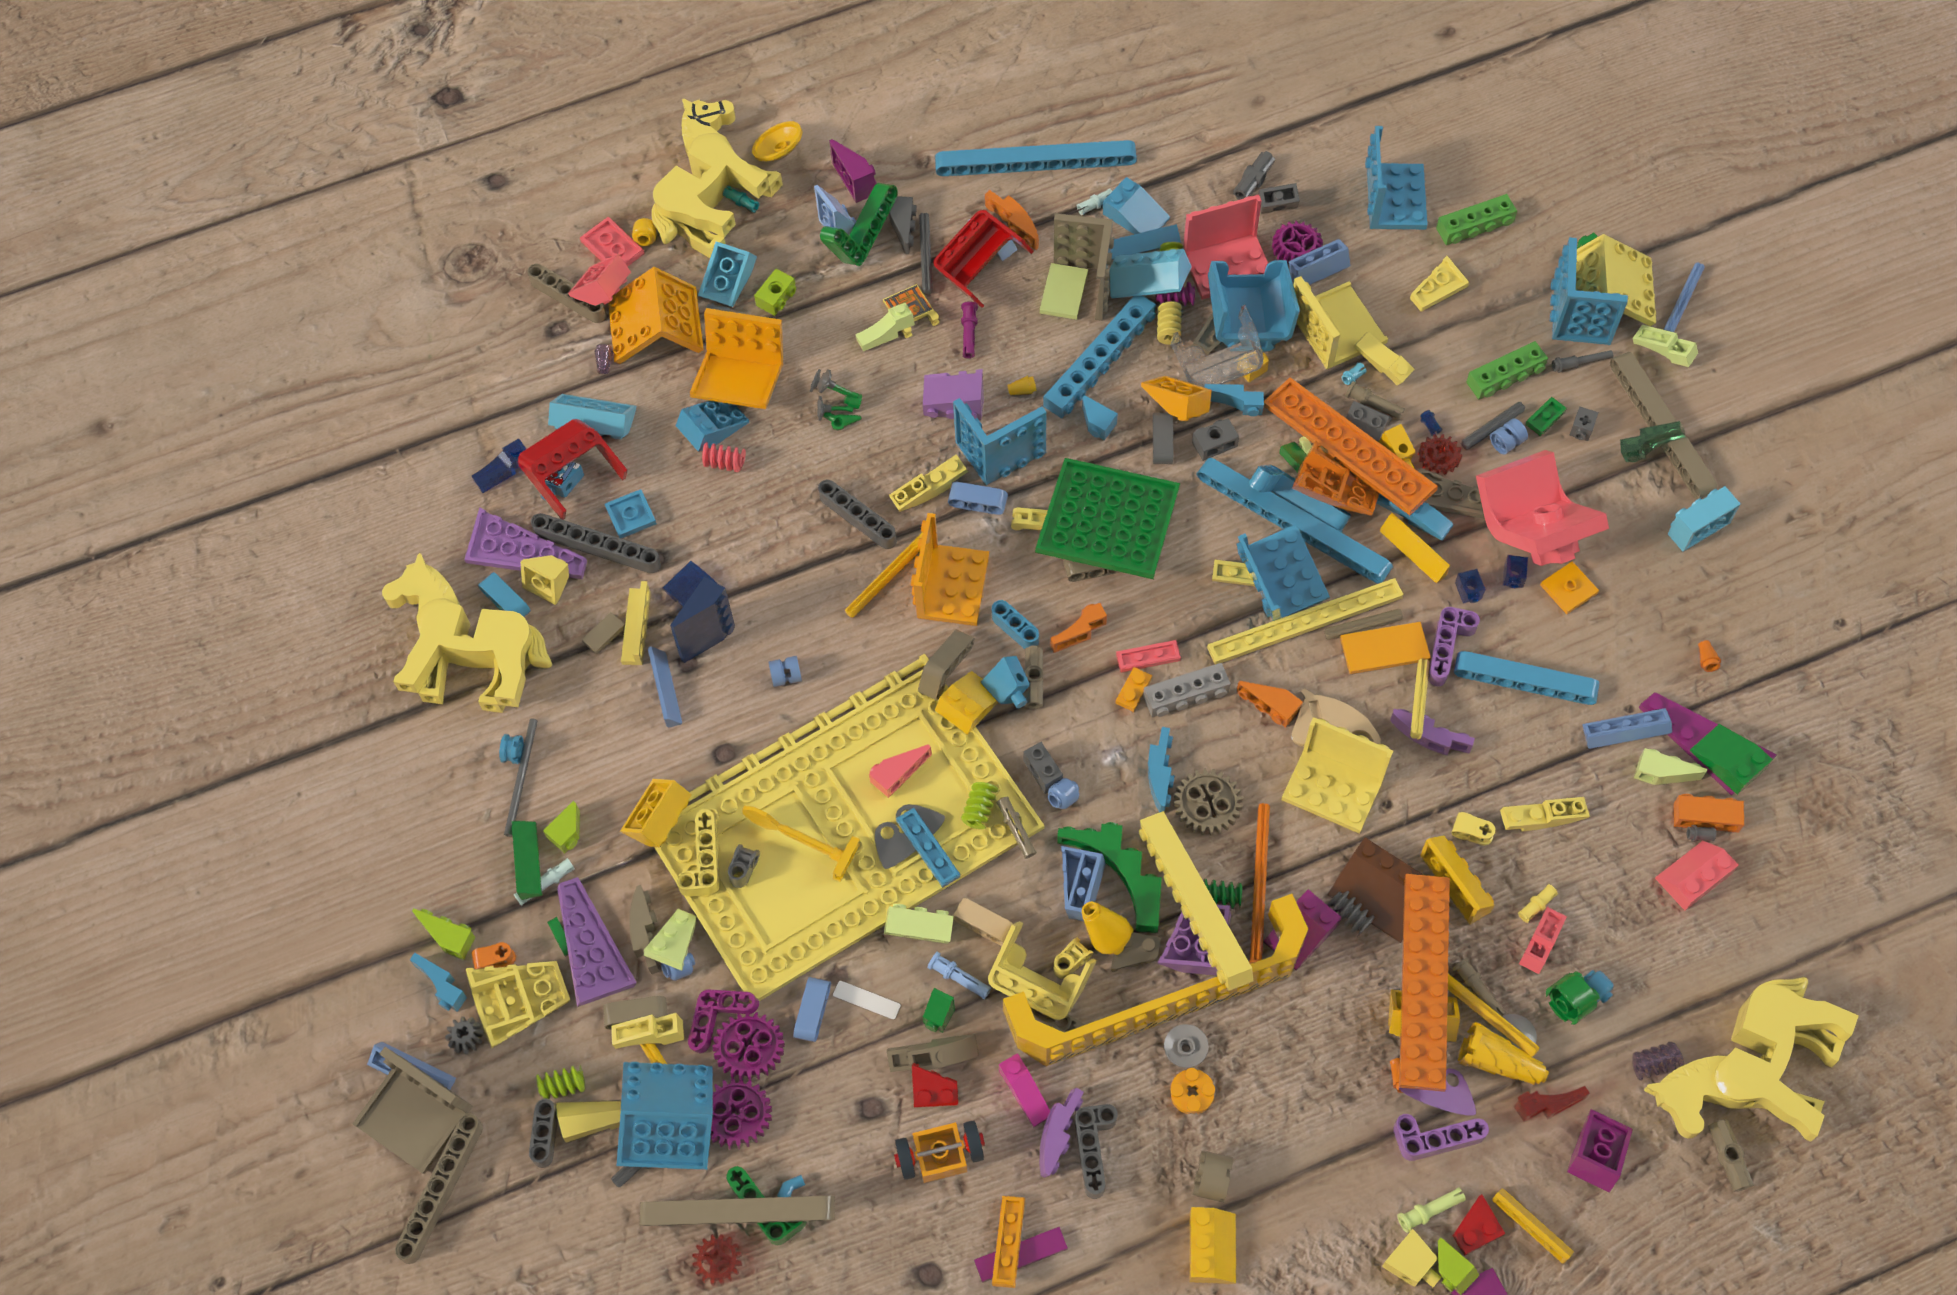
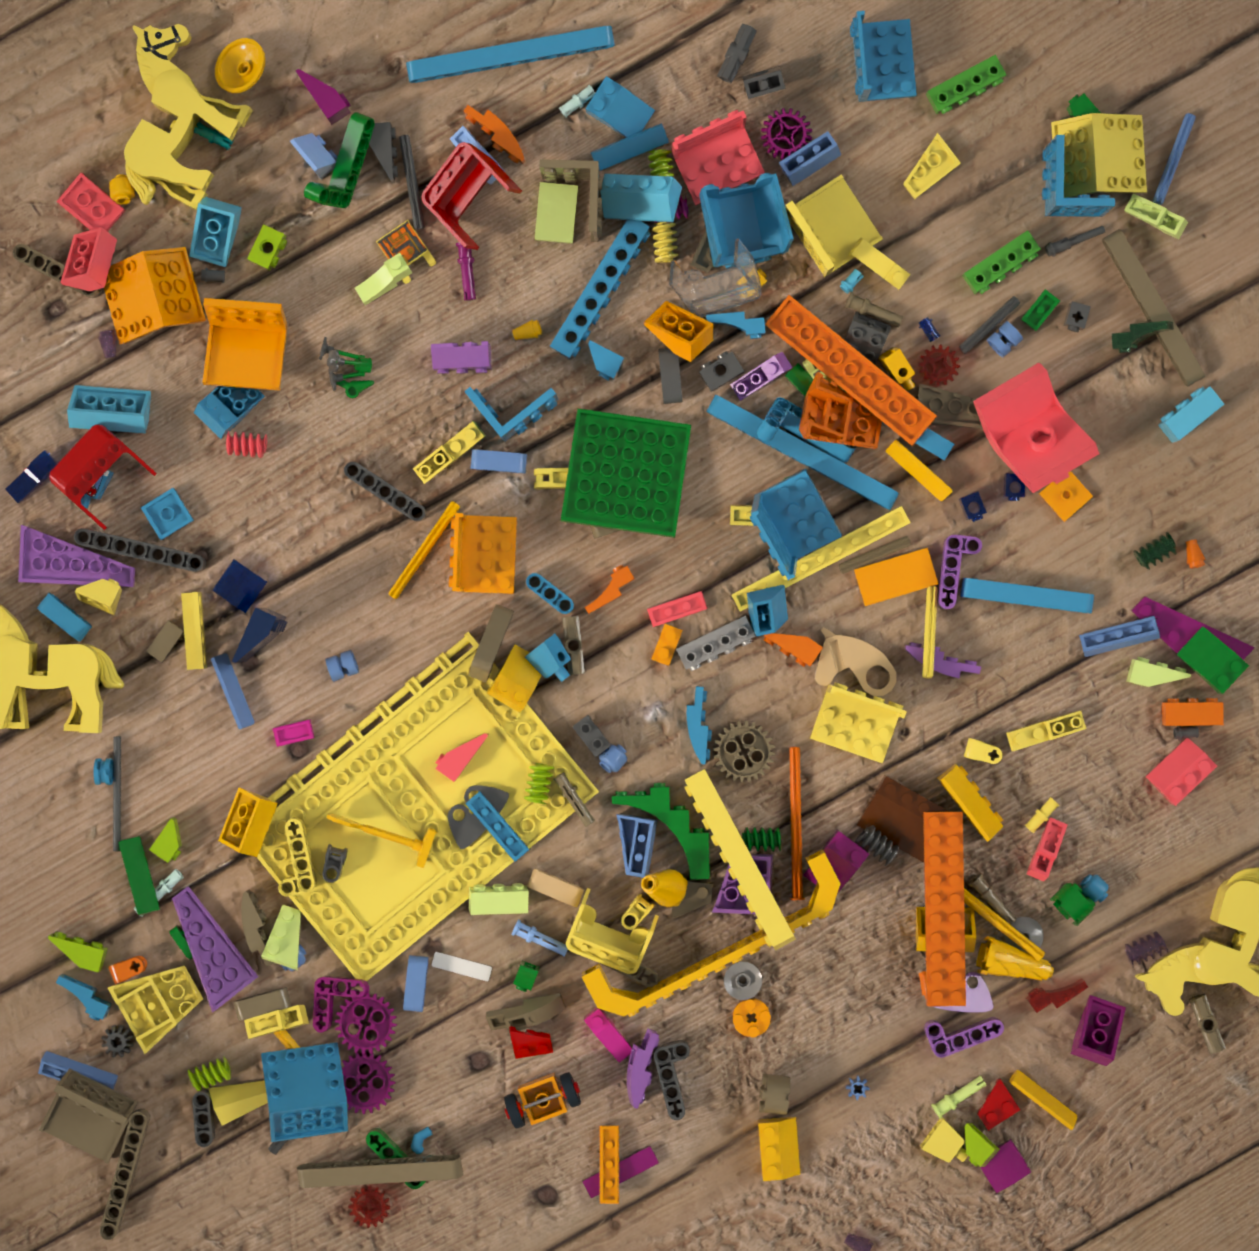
camera: 15 degrees left, 25 degrees up
(721, 736) = (293, 733): none -> dark pink tile
(1245, 658) = (767, 609): none -> dark azure slope
(1256, 447) = (761, 376): none -> medium lavender slope
(1311, 1190) = (857, 1093): none -> medium blue gear
(1666, 647) = (1155, 551): none -> clear green piece

